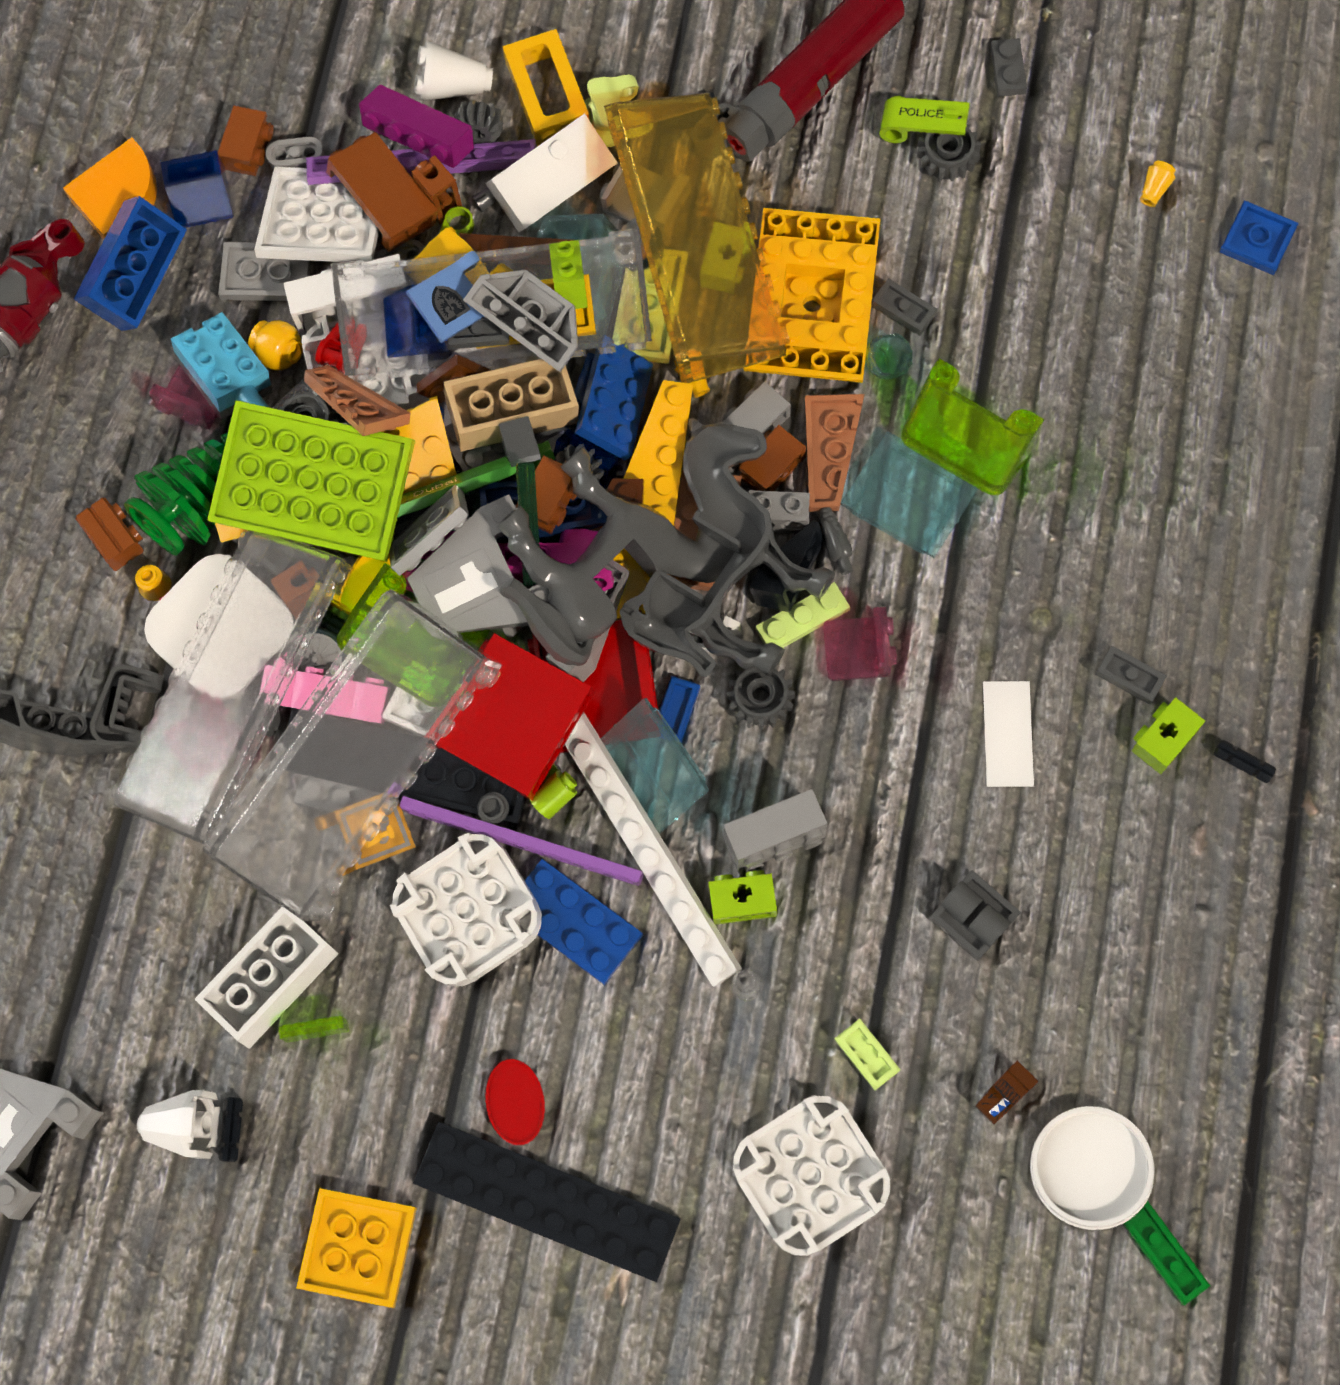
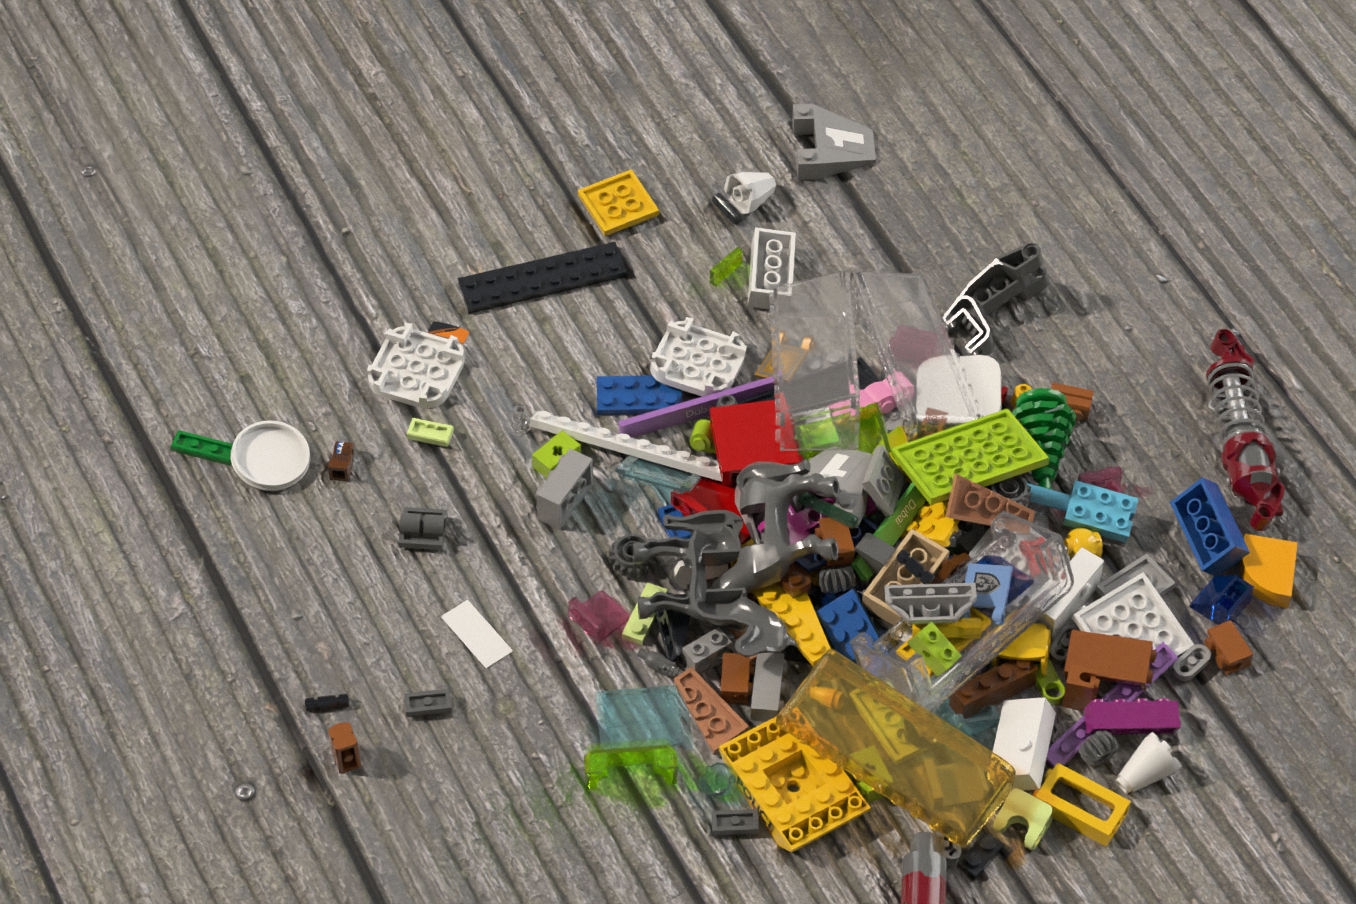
camera: 135 degrees right, 20 degrees down
(499, 385) = (915, 567): none -> black axle
(515, 1102) = (595, 303): red piece -> none
(728, 1207) = (447, 330): none -> sticker
(1161, 751) = (382, 682): lime brick -> none
(1273, 670) = (344, 747): none -> dark orange brick

